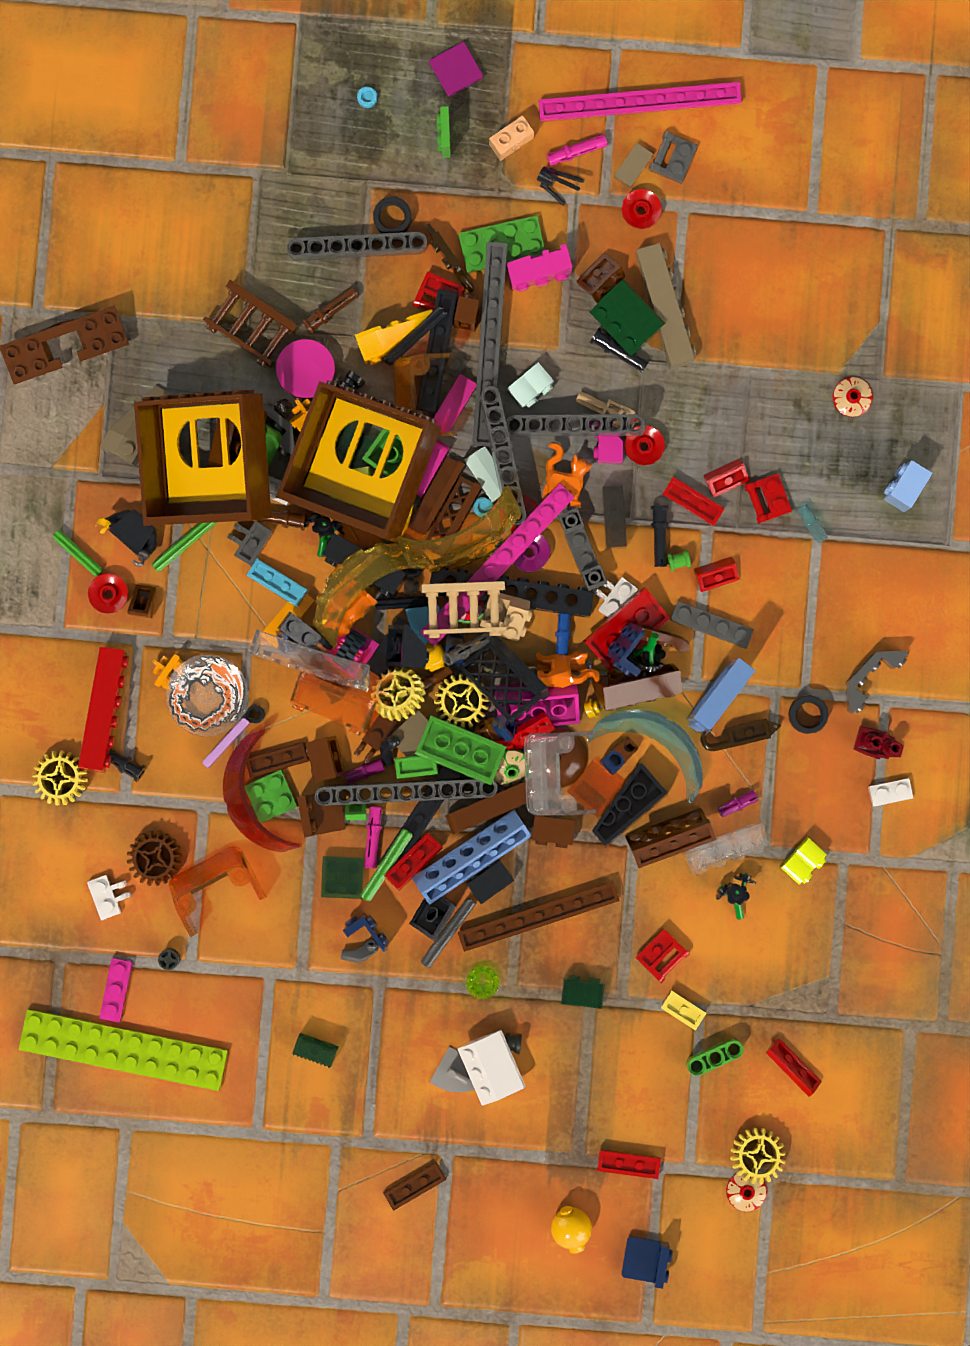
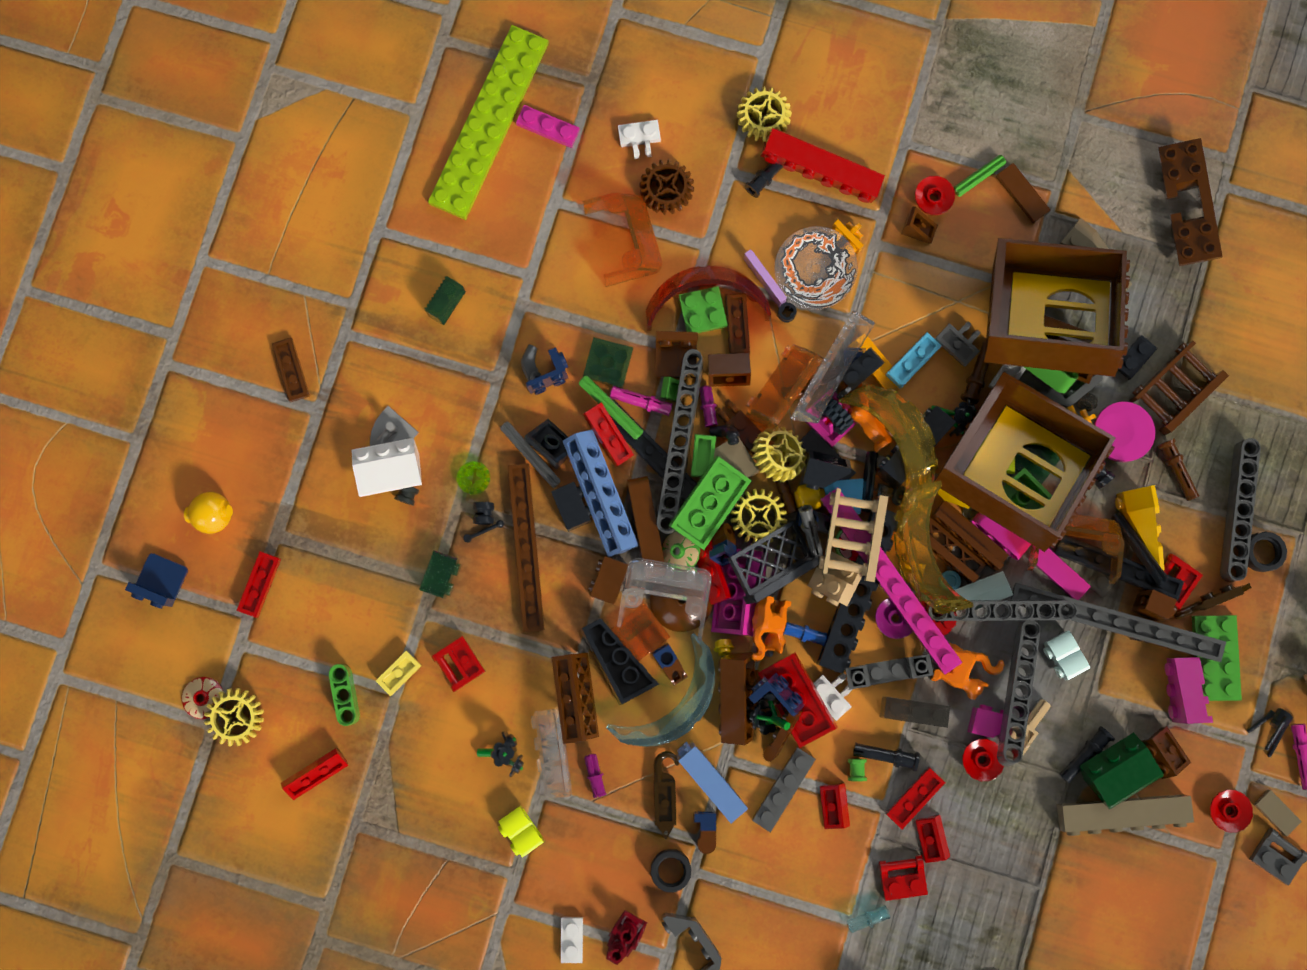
camera: 100 degrees right, 5 degrees down
(86, 507) = (1023, 193): none -> reddish brown tile
(129, 529) = (985, 233): black torso -> none
(165, 959) = (563, 177): pearl dark grey wheel -> none
(181, 545) = (969, 278): bright green axle -> none
(228, 369) = (1137, 356): none -> black plate
(510, 966) = (483, 513): none -> black wheel
(541, 974) = (467, 538): none -> black hinge
(771, 686) = (707, 840): none -> leg

